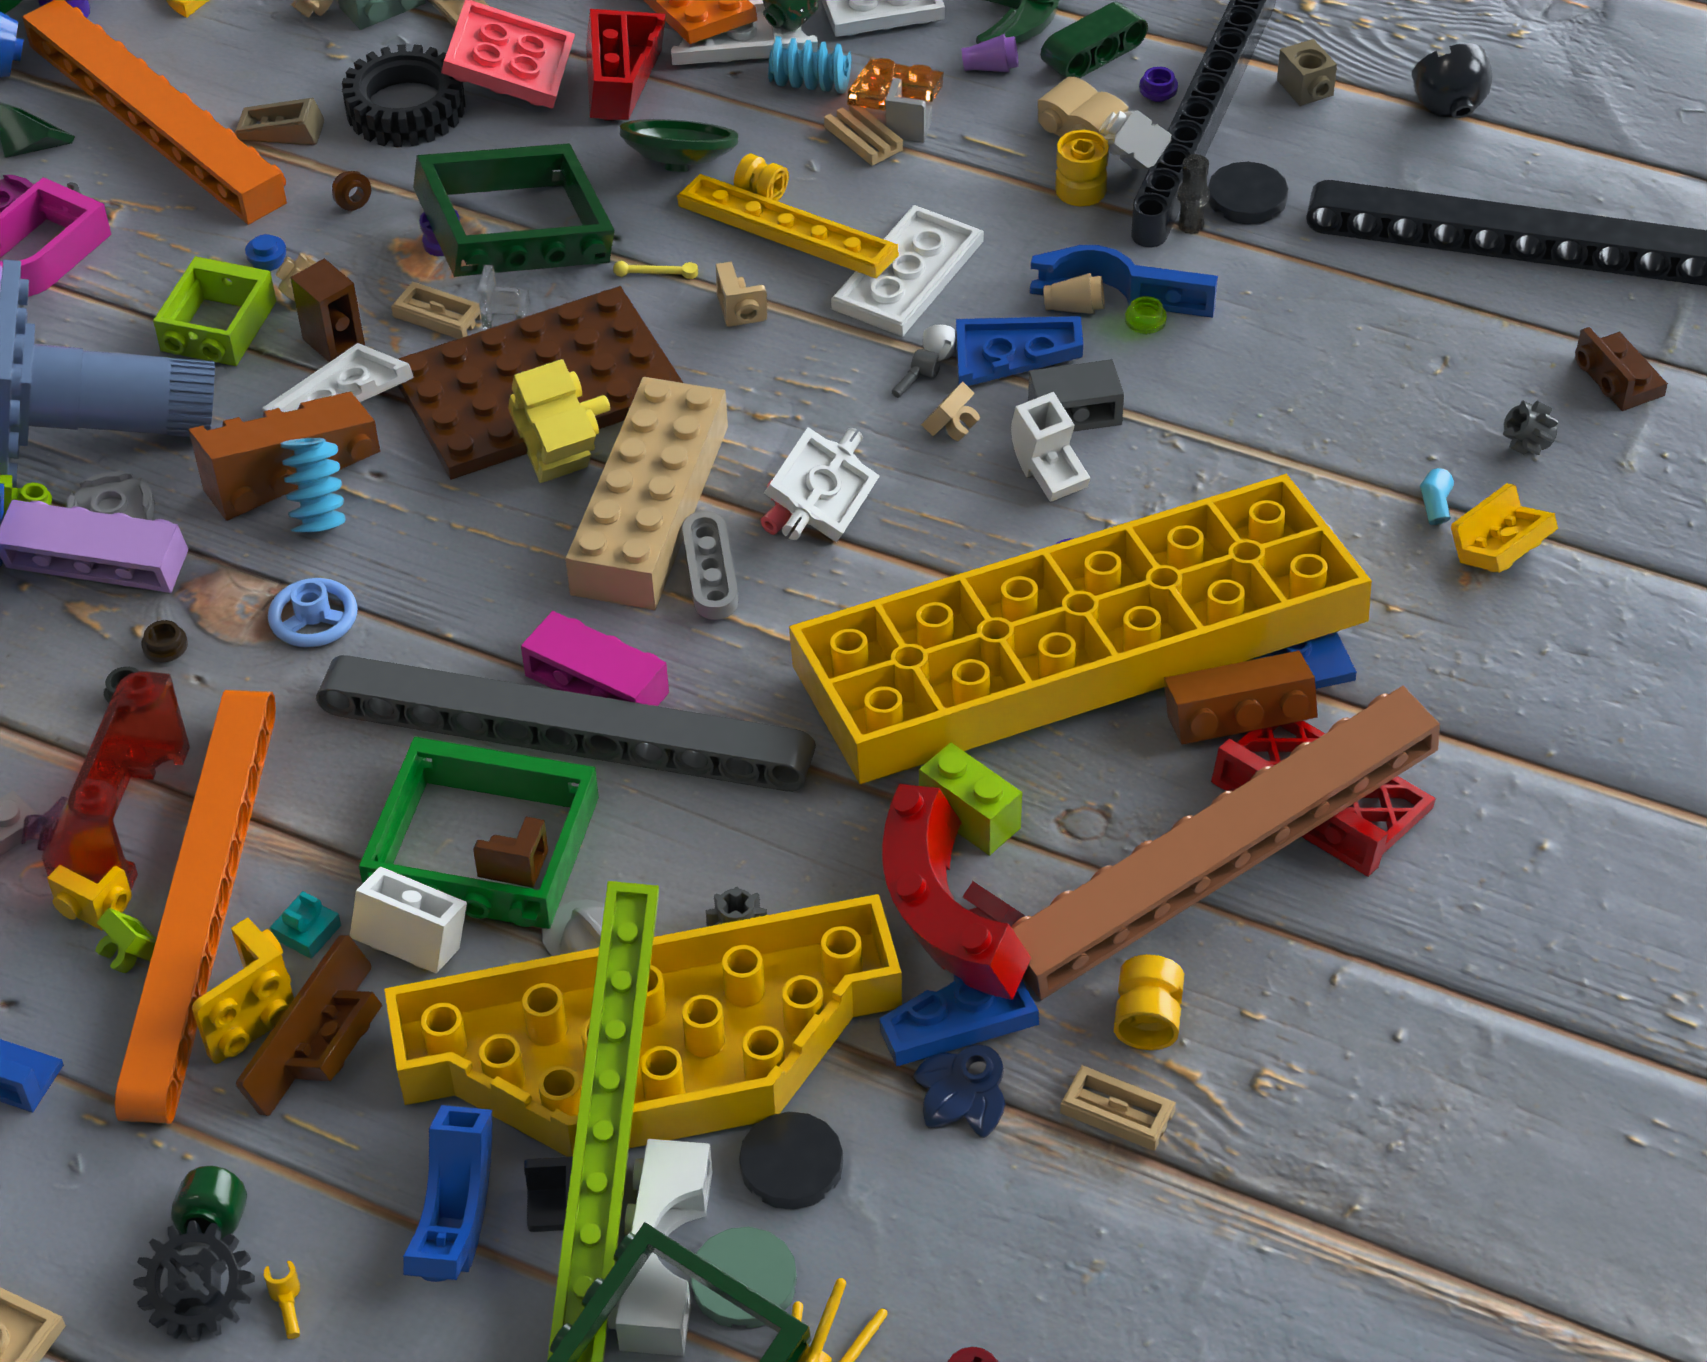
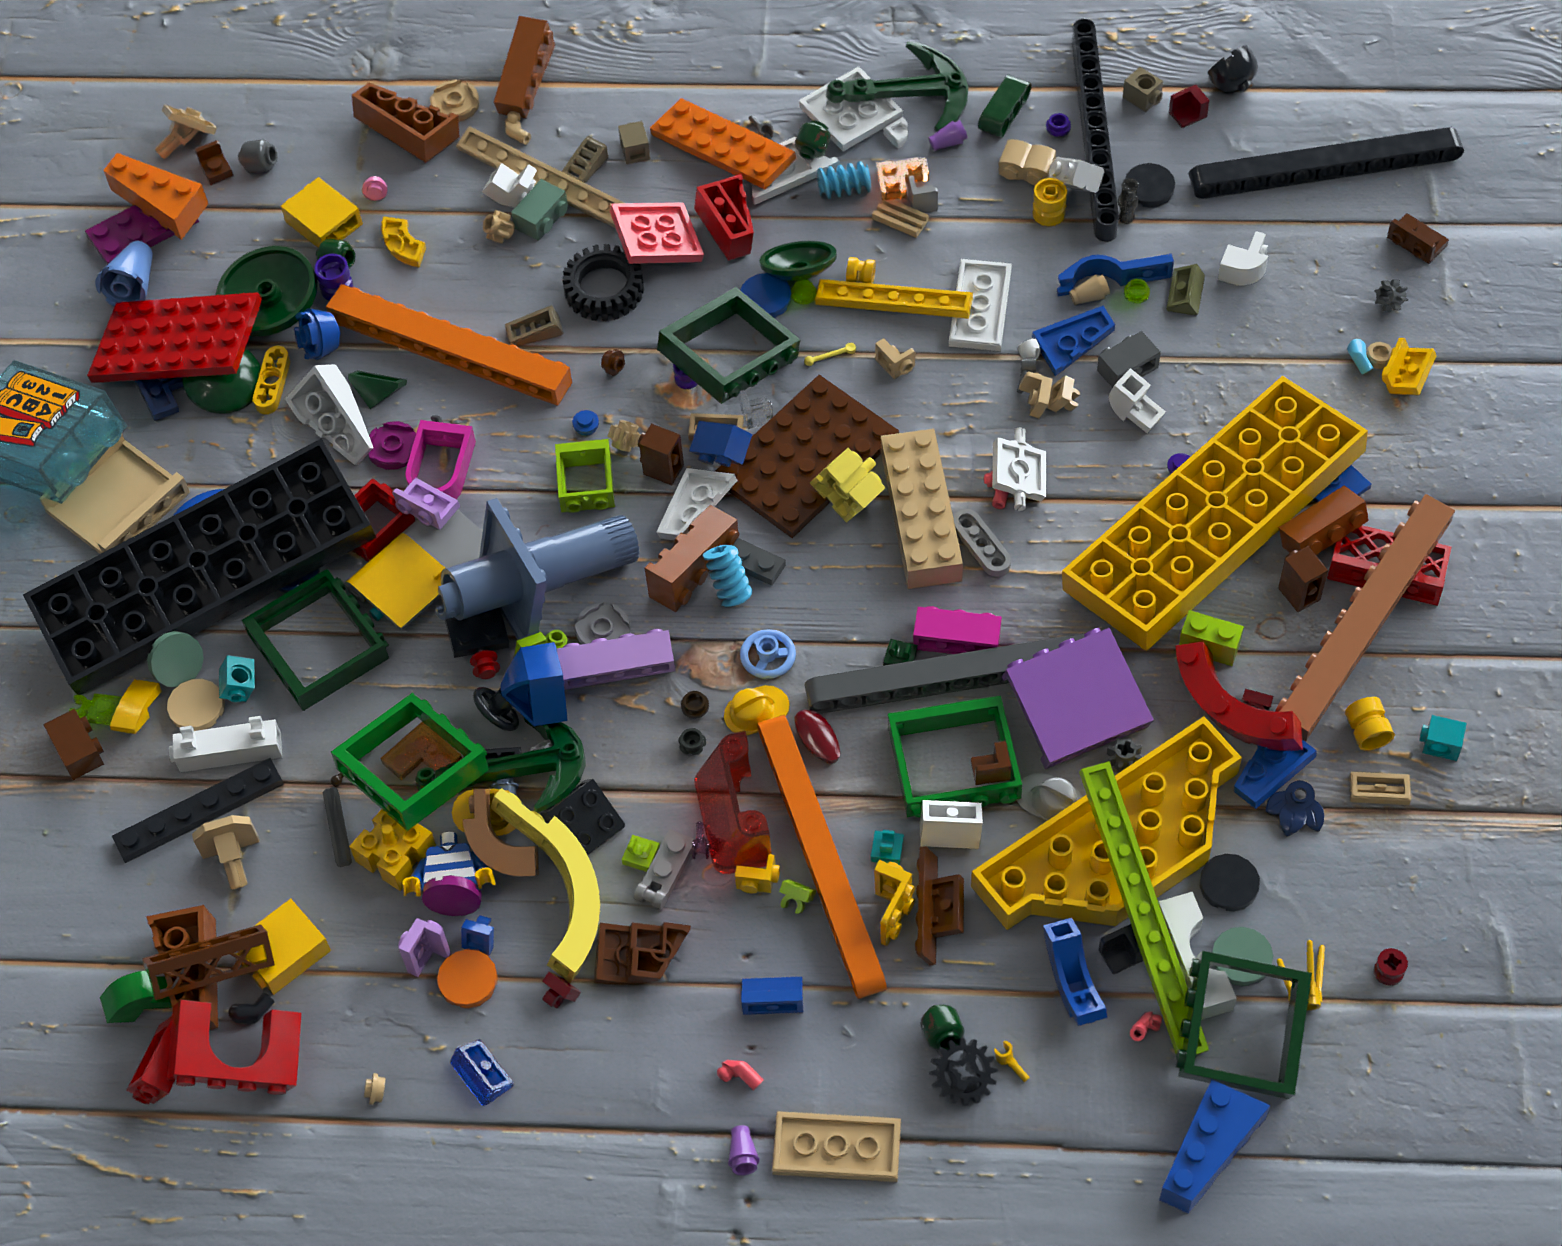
camera: 20 degrees left, 10 degrees up
(241, 666) = (754, 706): none -> yellow piece
(305, 739) = (817, 735): none -> dark red arm
(376, 490) = (759, 562): none -> dark grey plate
(414, 320) = (720, 443): none -> blue brick
(498, 665) = (900, 652): none -> dark green tile
(518, 1322) = (1145, 1022): none -> coral arm
(617, 173) = (768, 292): none -> blue tile
(666, 182) = (803, 292): none -> clear neon green plate
(708, 806) = (1078, 696): none -> medium lavender panel
(916, 396) = (1039, 390): none -> tan bracket
(926, 35) = (897, 132): none -> white tile
(1158, 759) = (1302, 578): none -> reddish brown brick
(1223, 337) = (1186, 290): none -> olive slope
(1260, 1065) = (1443, 737): none -> teal brick
(1328, 328) = (1243, 265): none -> white brick
(1362, 110) = (1189, 106): none -> dark red panel
(1466, 498) = (1379, 354): none -> tan tile

